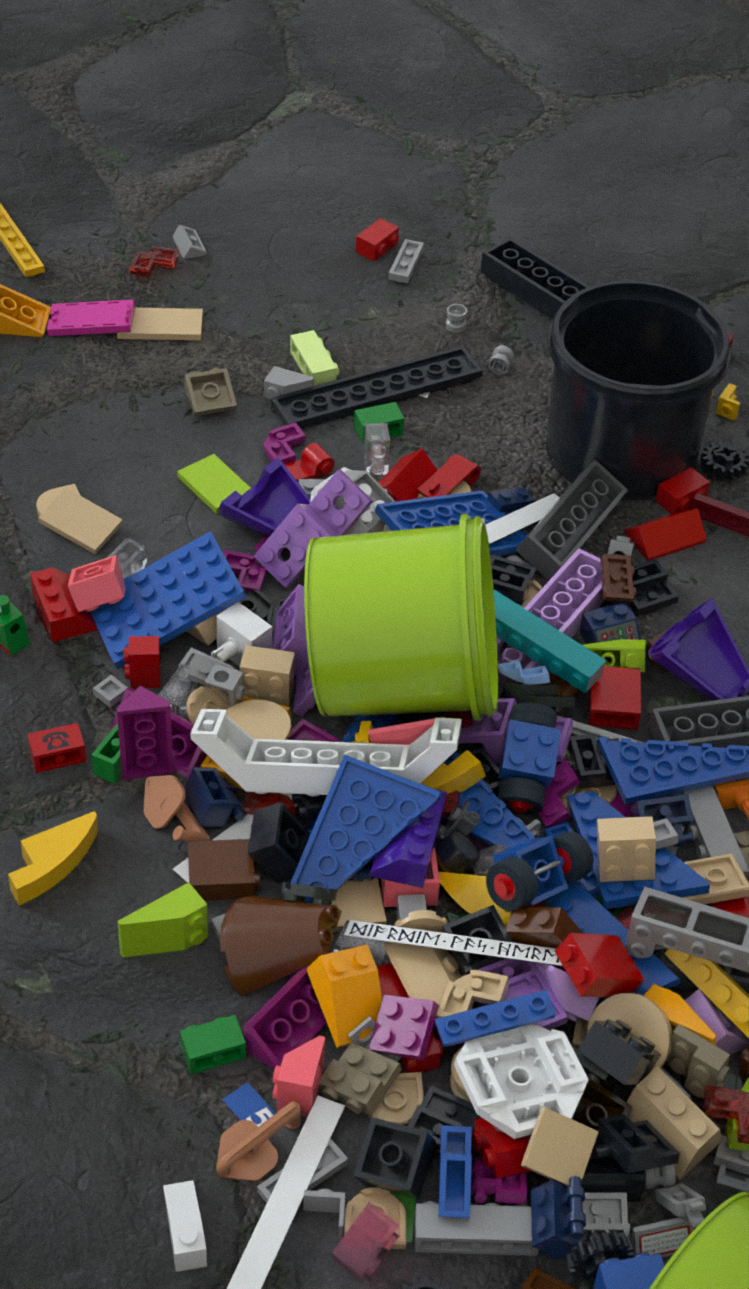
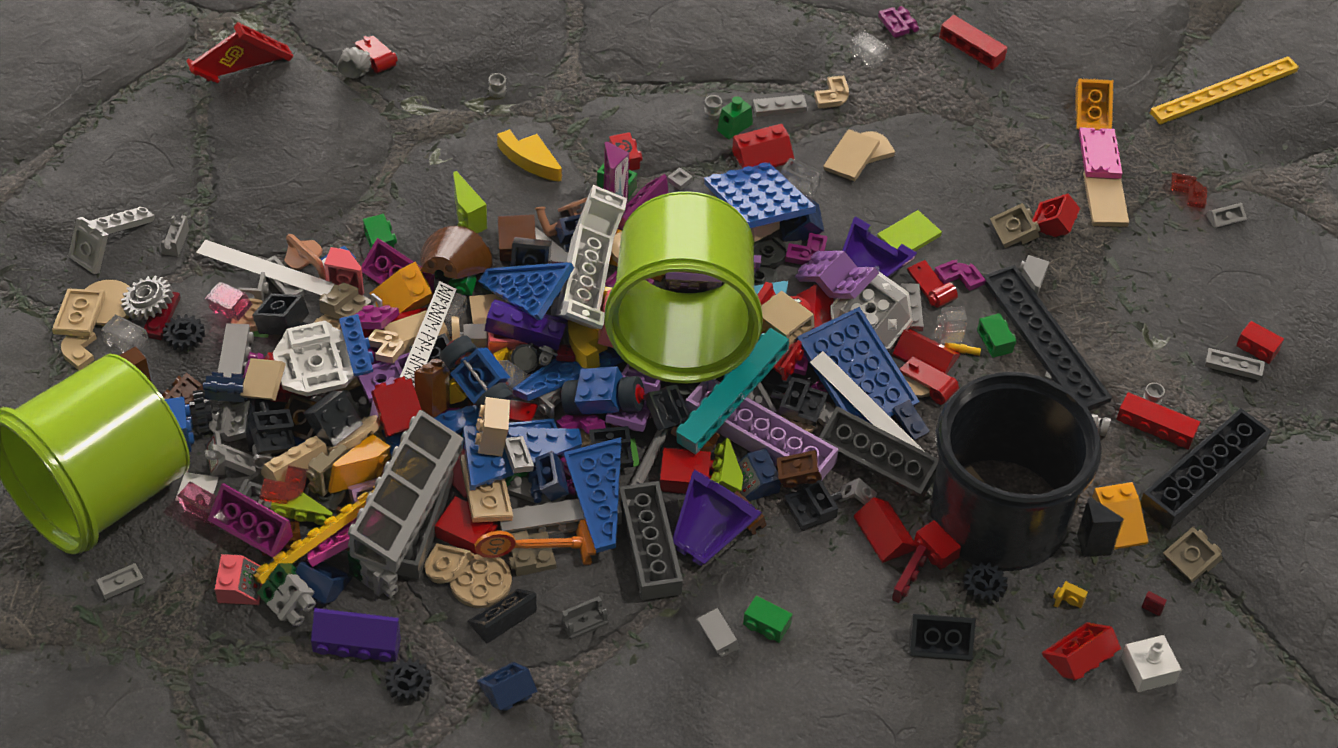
camera: 90 degrees right, 5 degrees up
(97, 584) = (769, 155): coral slope -> none
(143, 661) = (700, 181): red brick -> none
(185, 1226) = (255, 224): white slope -> none
(190, 356) = (1056, 215): none -> red slope
(298, 892) = (478, 267): pearl dark grey plate -> none
(313, 357) = (1072, 293): yellowish green brick -> none
(395, 452) = (963, 348): none -> yellow piece
(455, 1171) = (258, 338): blue slope -> none
(490, 319) = (1158, 420): none -> red brick
(533, 675) = (684, 398): light blue slope -> none

